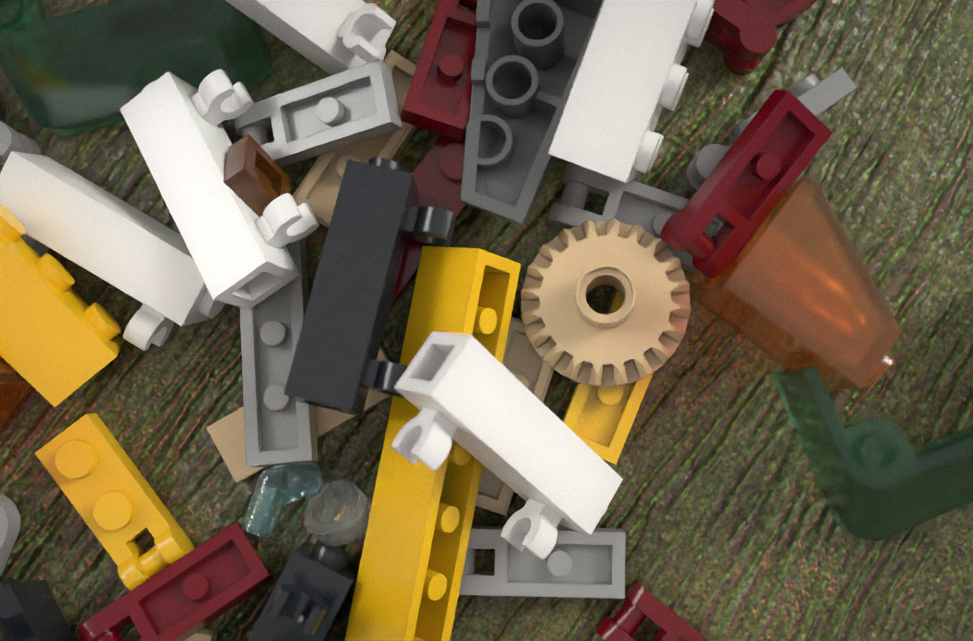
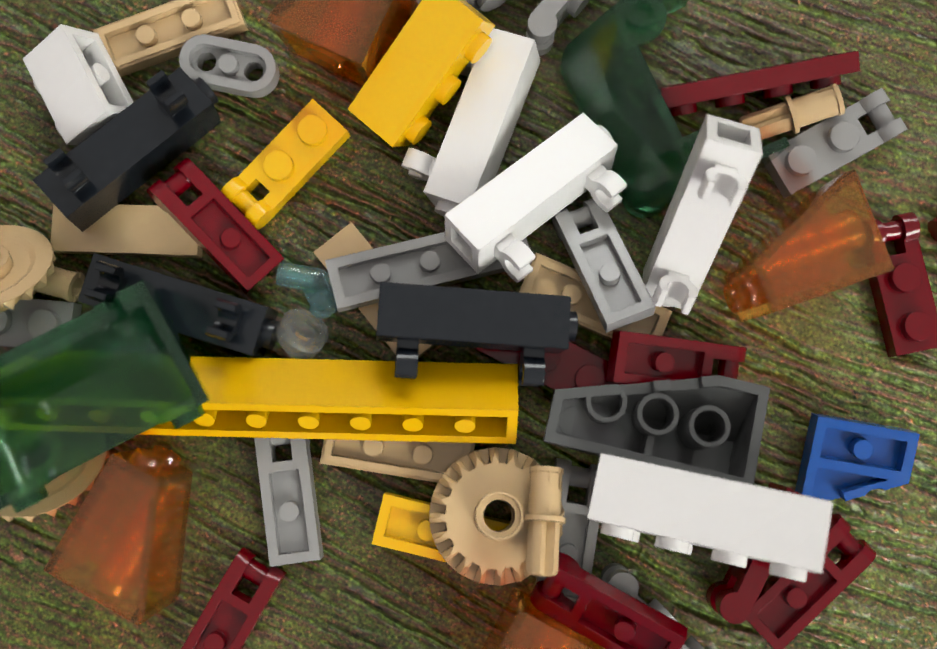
camera: 85 degrees right, 0 degrees up
(254, 175) = (547, 226): reddish brown tile -> none
(511, 432) = (380, 458): white brick -> none
(620, 240) = (544, 520): none -> tan axle

